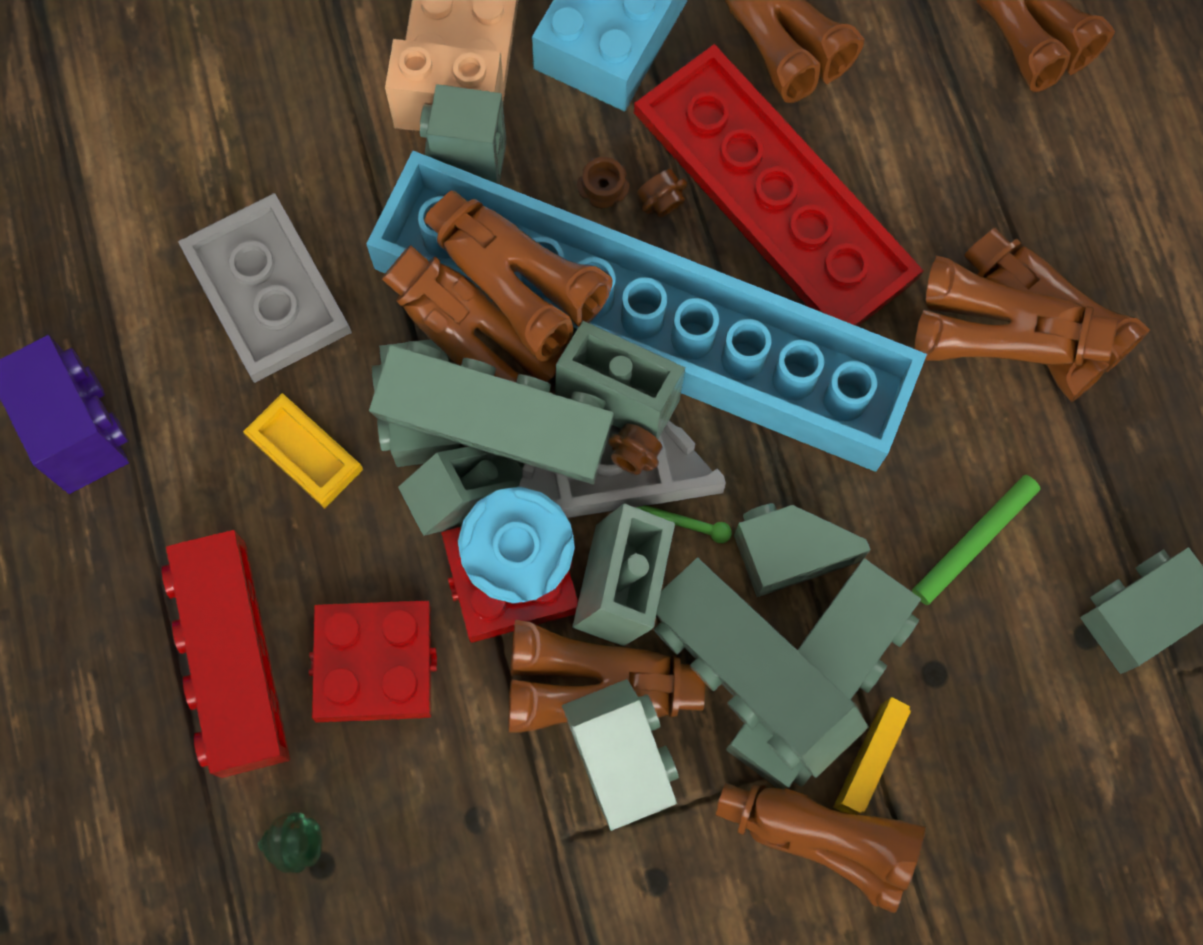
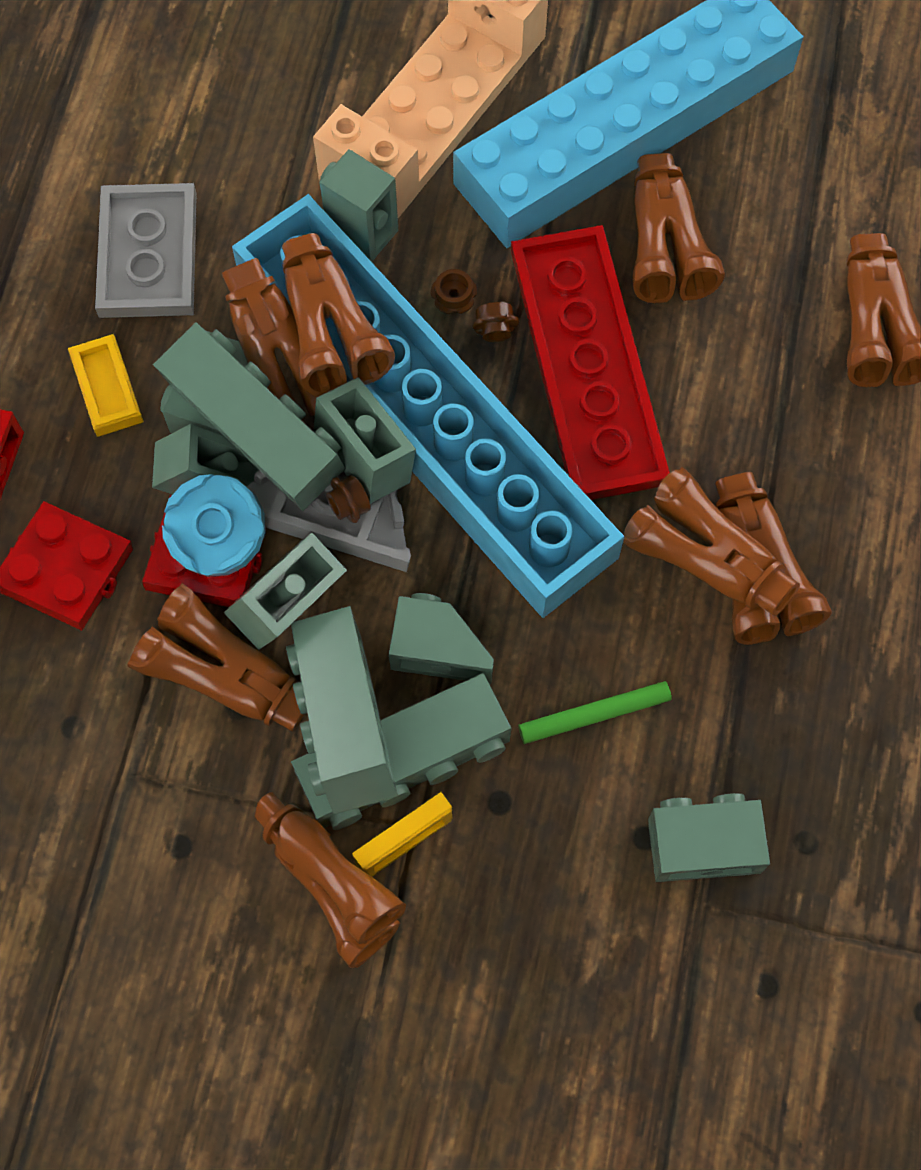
camera: 30 degrees right, 5 degrees down
(621, 753) = (201, 725): brick -> none
(719, 532) = (387, 602): bright green hinge -> none

